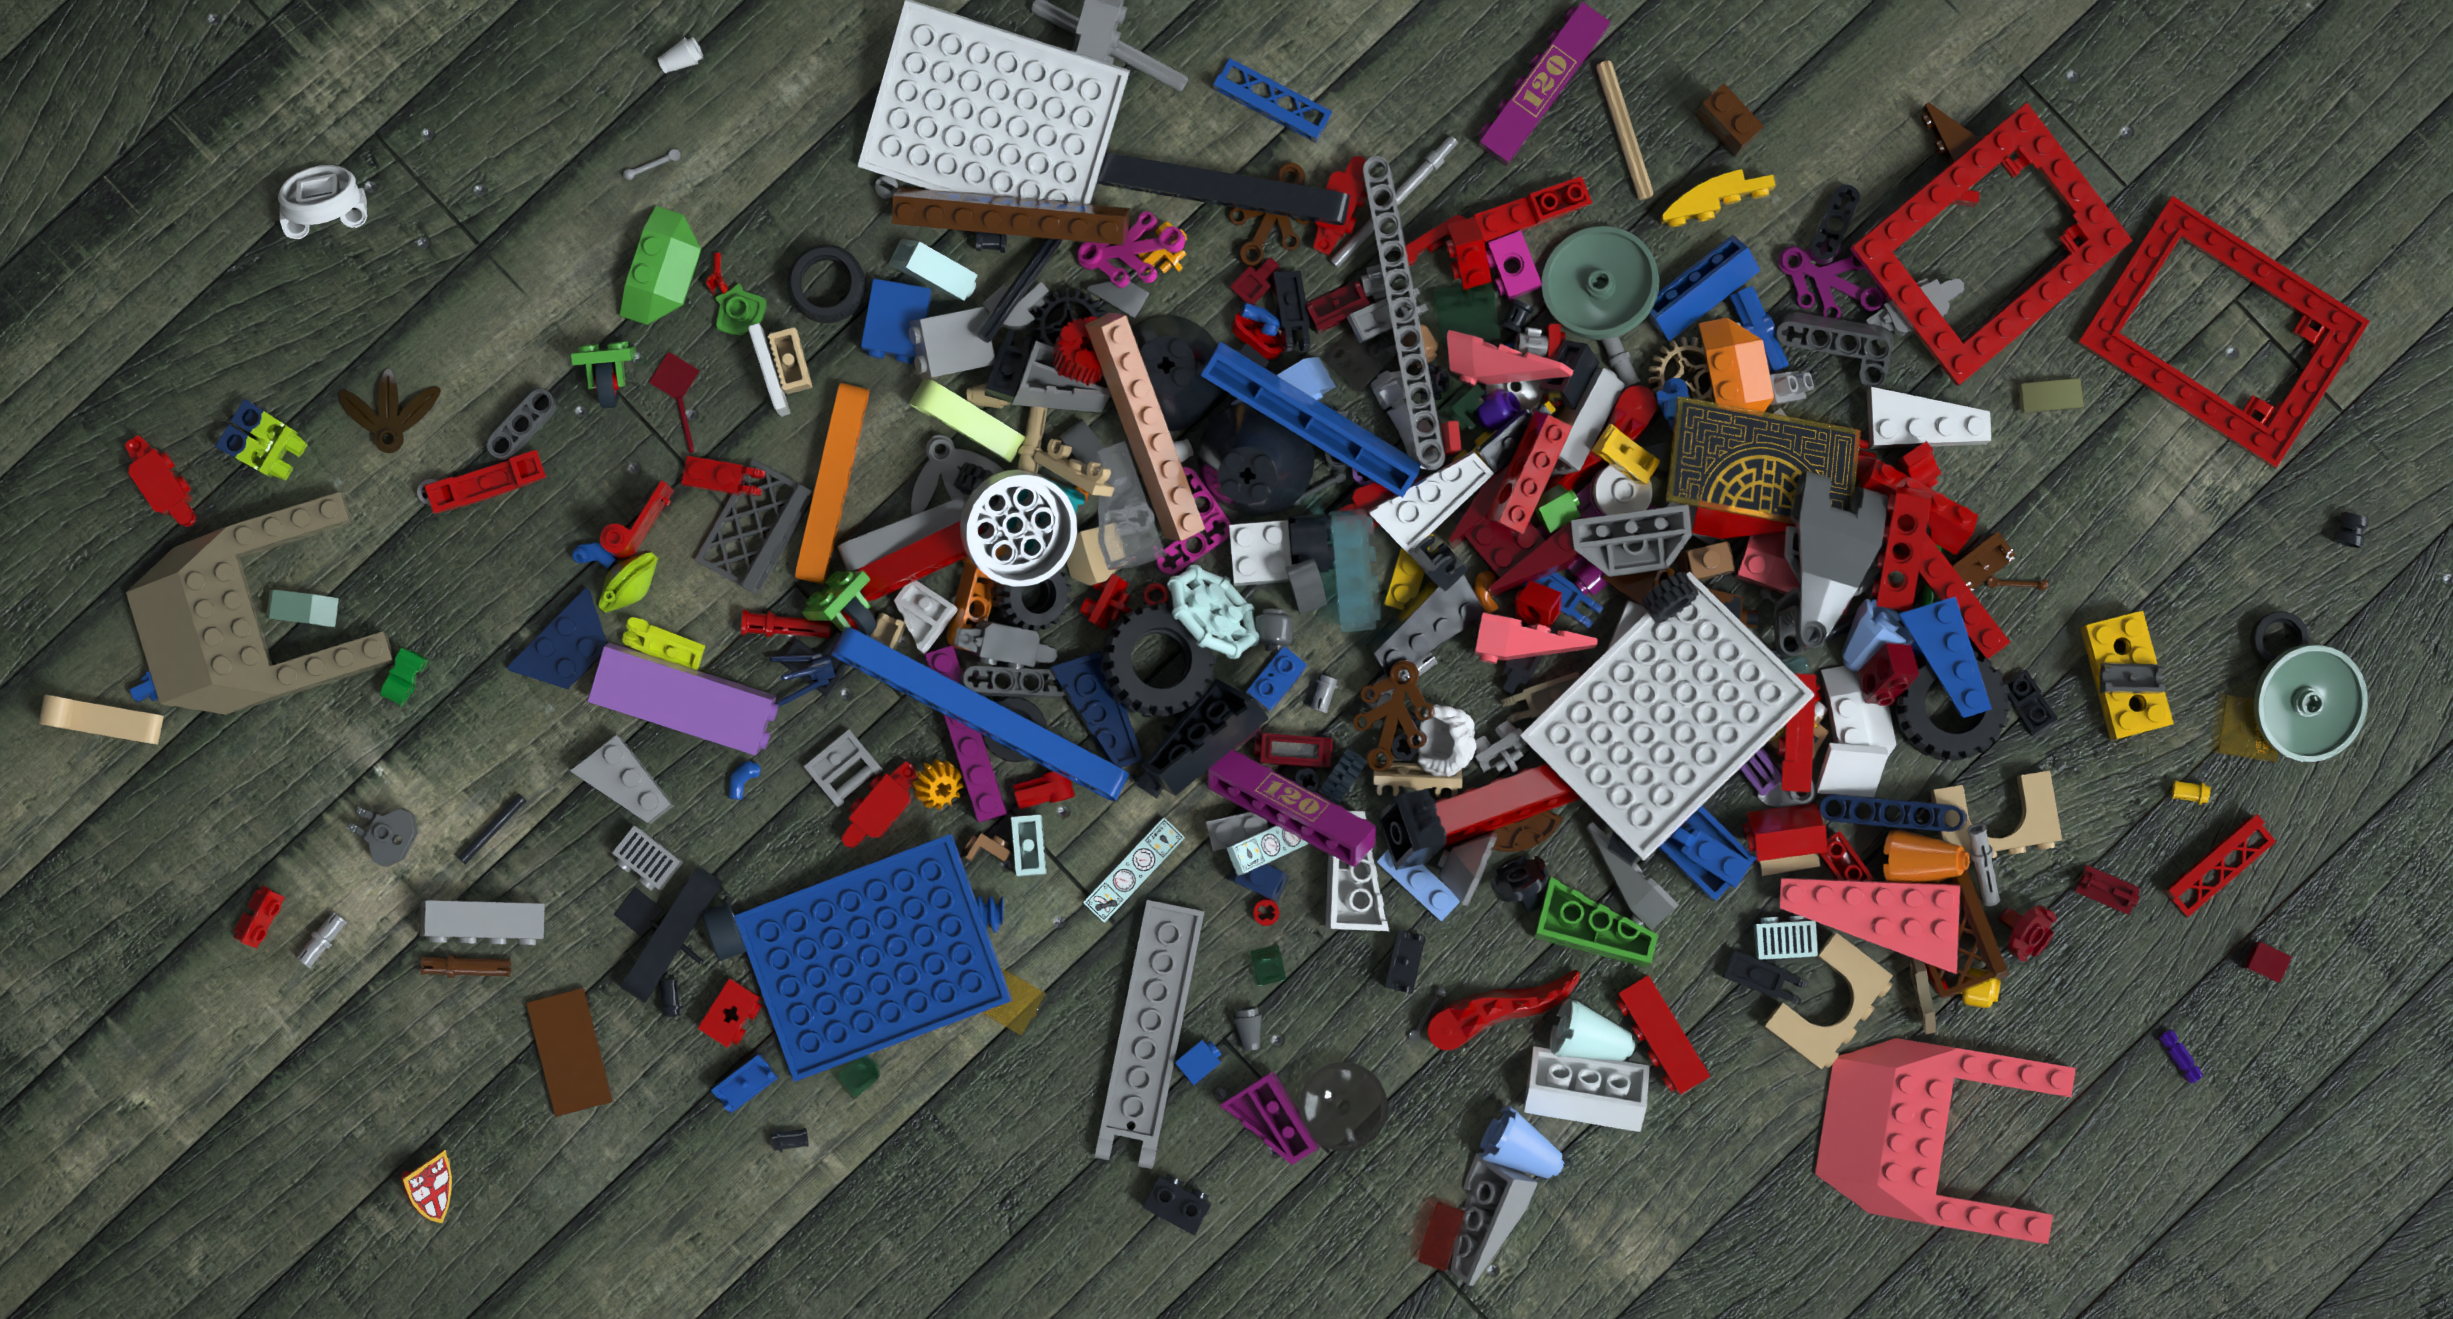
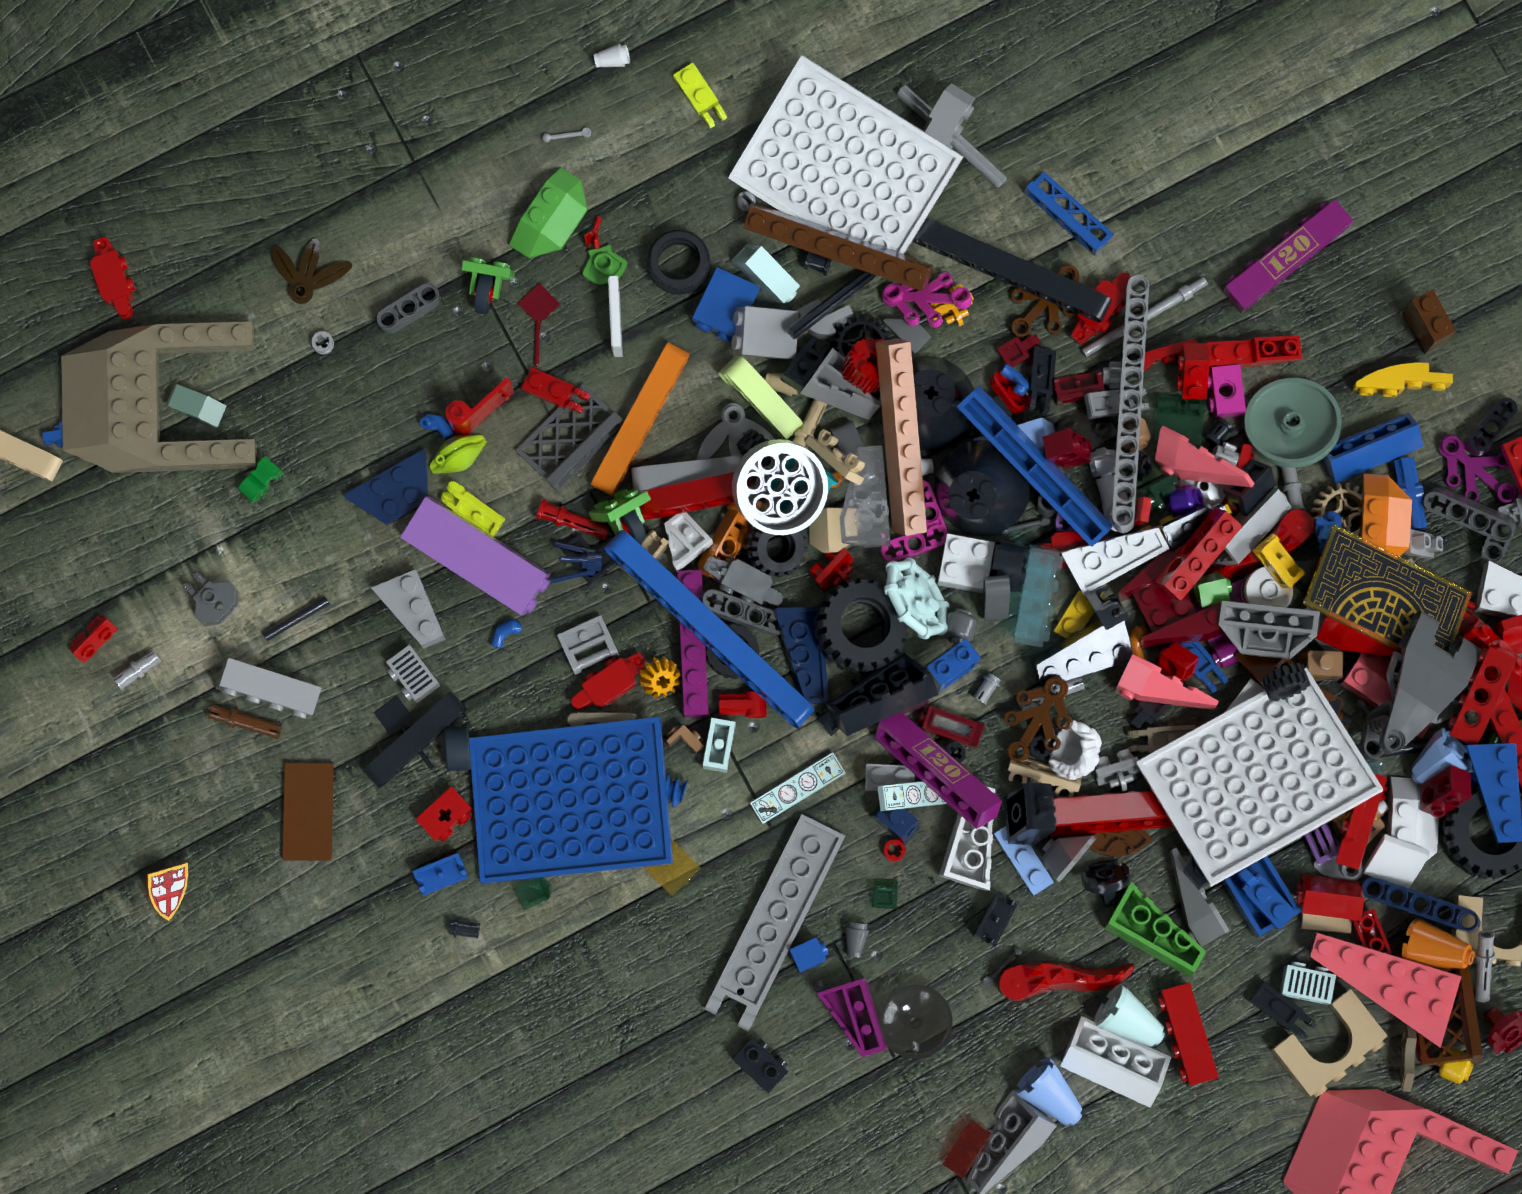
camera: 15 degrees right, 5 degrees down
(270, 445) = (204, 274): lime hips -> none
(300, 212) = (300, 89): white piece -> none
(485, 483) = (367, 347): red slope -> none
(670, 998) = (399, 790): black pin -> none
(790, 361) = (633, 314): tan brick -> none
(795, 72) = (699, 93): none -> neon yellow hinge
(880, 851) = (581, 719): none -> dark tan hinge
(1149, 588) = (873, 568): red axle -> none
(1343, 388) = (1067, 448): none -> dark red brick
(1343, 776) = (985, 757): black bush -> none
(1624, 130) = (1342, 309): tan axle -> none

